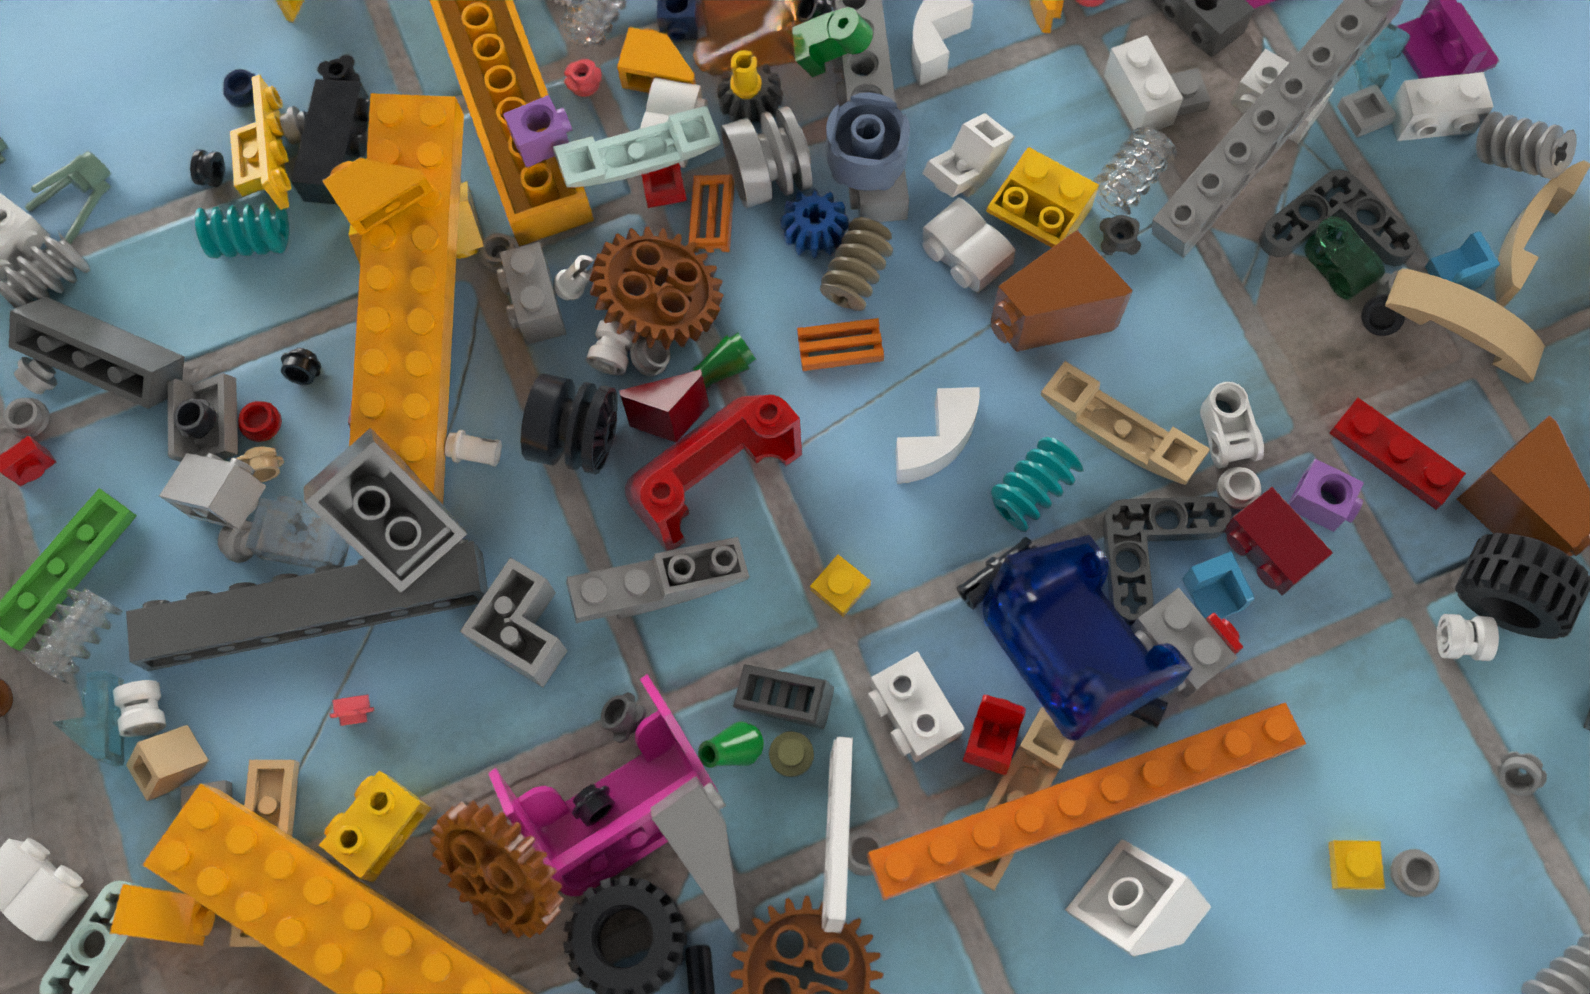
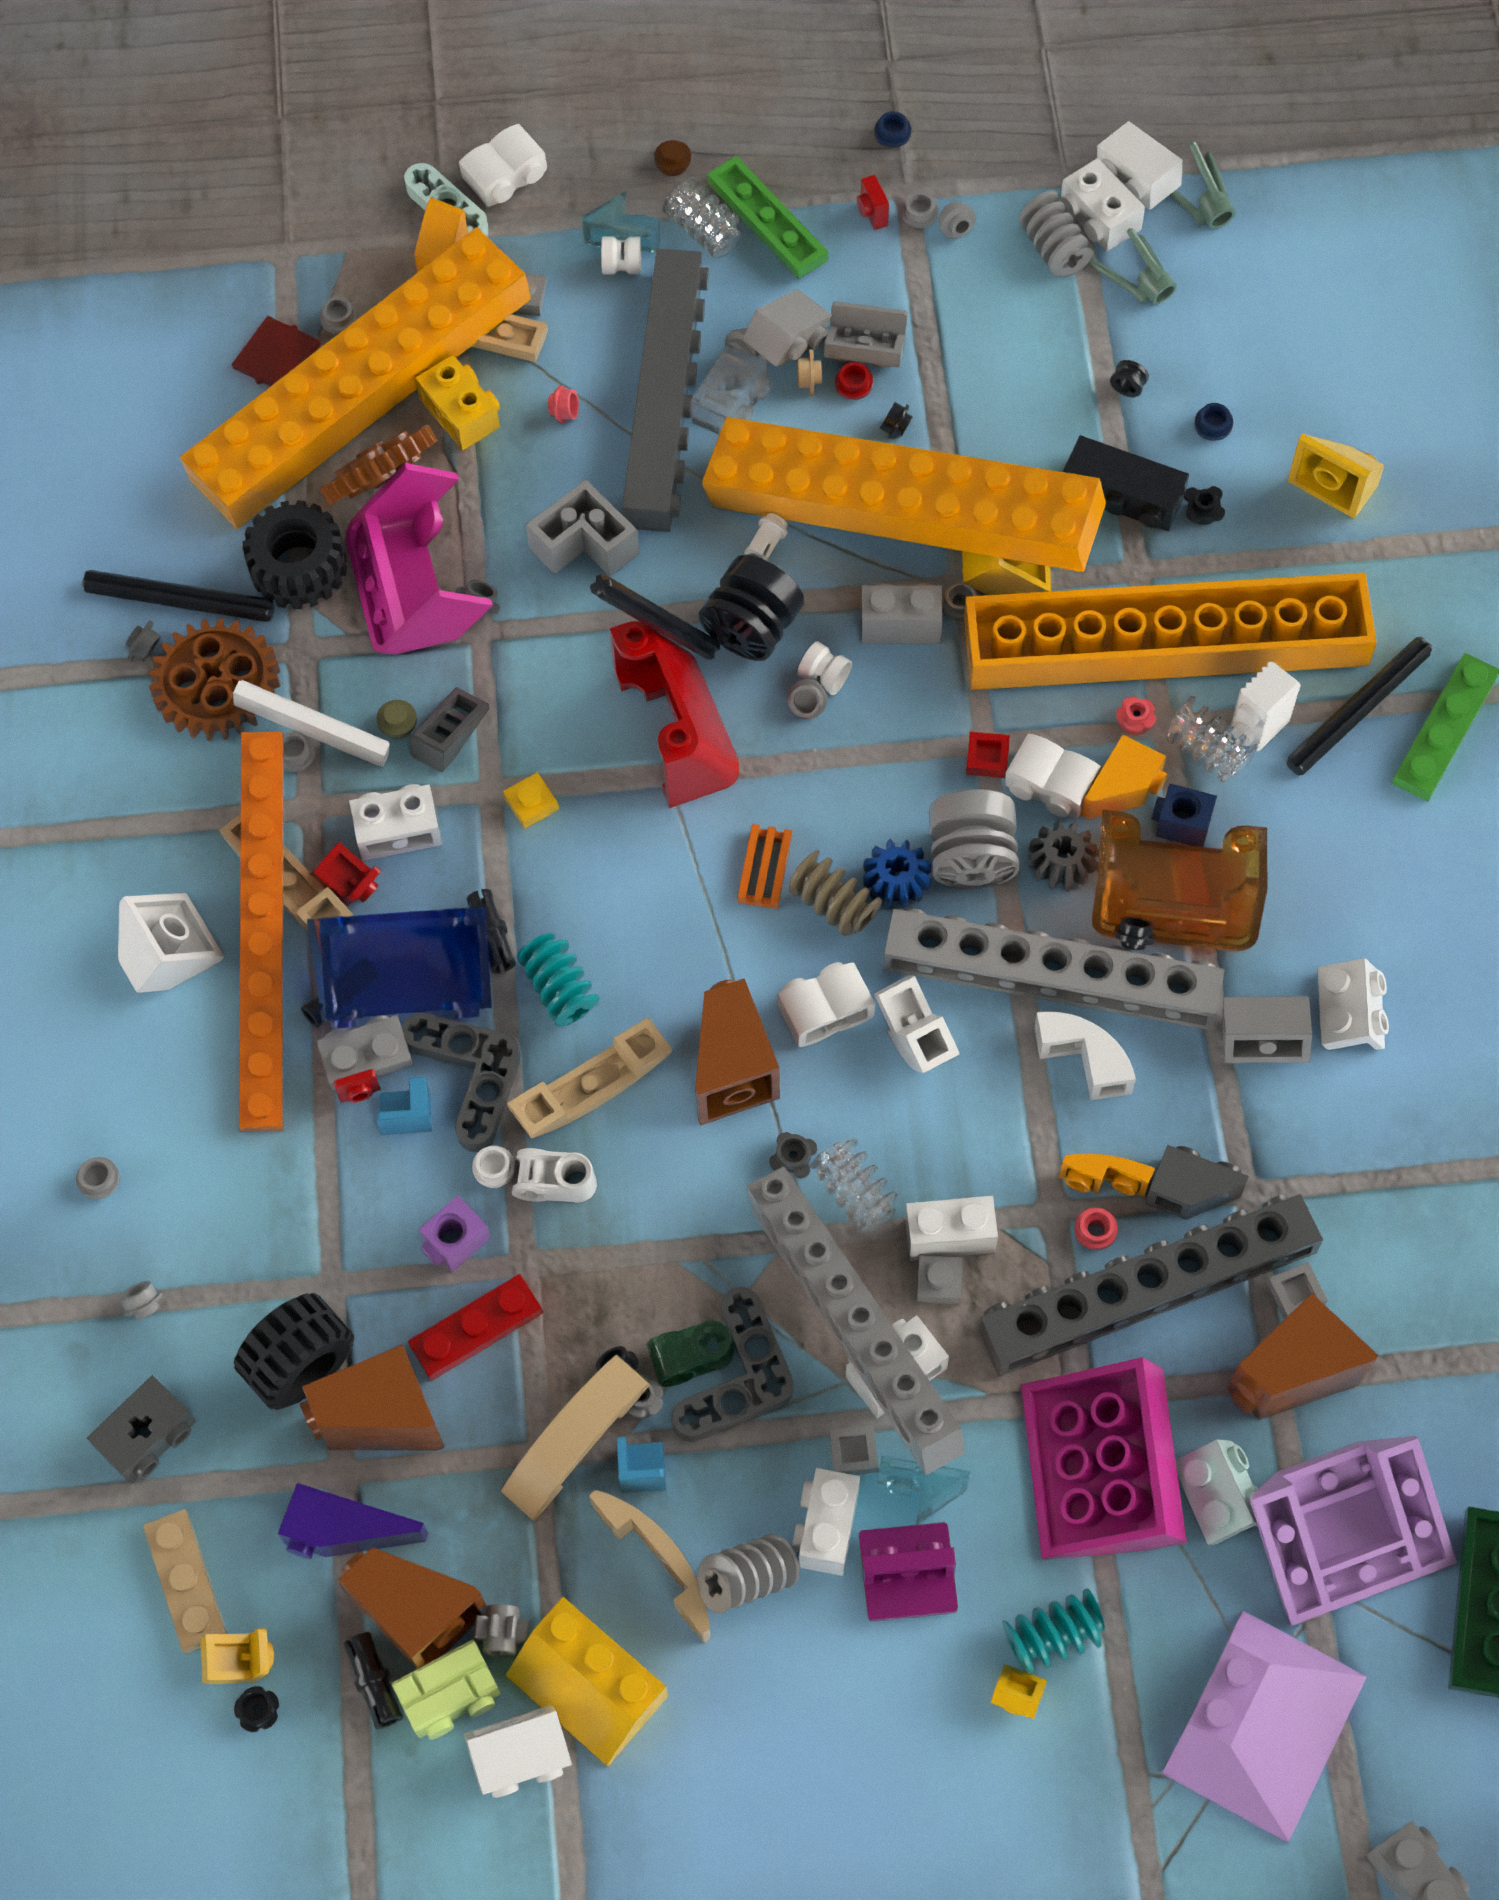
camera: 105 degrees right, 5 degrees down
(94, 351) = (958, 264): dark grey brick -> none
(166, 761) = (570, 269): tan brick -> none
(194, 418) = (861, 324): black plate -> none
(242, 233) = (1048, 393): teal piece -> none
(259, 148) = (1130, 421): yellow bracket -> none
(293, 124) = (1156, 451): light grey plate -> none
(374, 191) = (990, 457): light orange slope -> none
(383, 510) = (708, 434): dark grey slope -> none
(529, 118) = (1050, 617): medium lavender brick -> none
(571, 282) = (905, 641): white pin -> none
(592, 804) = (412, 557): black plate -> none
(638, 151) = (1011, 717): light aqua slope -> none
(640, 472) = (654, 616): none -> black axle
(659, 582) = (584, 652): light grey slope -> none
(661, 278) = (838, 693): dark orange gear -> none
(666, 405) = (747, 700): dark red slope -> none
(698, 834) = (344, 617): light grey slope -> none
(710, 242) = (923, 793): orange tile -> none
(725, 360) = (780, 762): green cone -> none
(734, 746) = (416, 668): green cone -> none
(745, 79) = (1060, 833): yellow pin -> none
(829, 38) = (1084, 925): green leg -> none
(867, 142) = (941, 937): sand blue brick -> none
(955, 420) = (643, 932): white brick -> none
(1043, 198) = (844, 1080): yellow slope -> none
(1276, 541) = (424, 1166): dark red brick -> none
(1356, 865) = (124, 1134): yellow plate -> none
(1467, 637) = (273, 1294): white wheel -> none

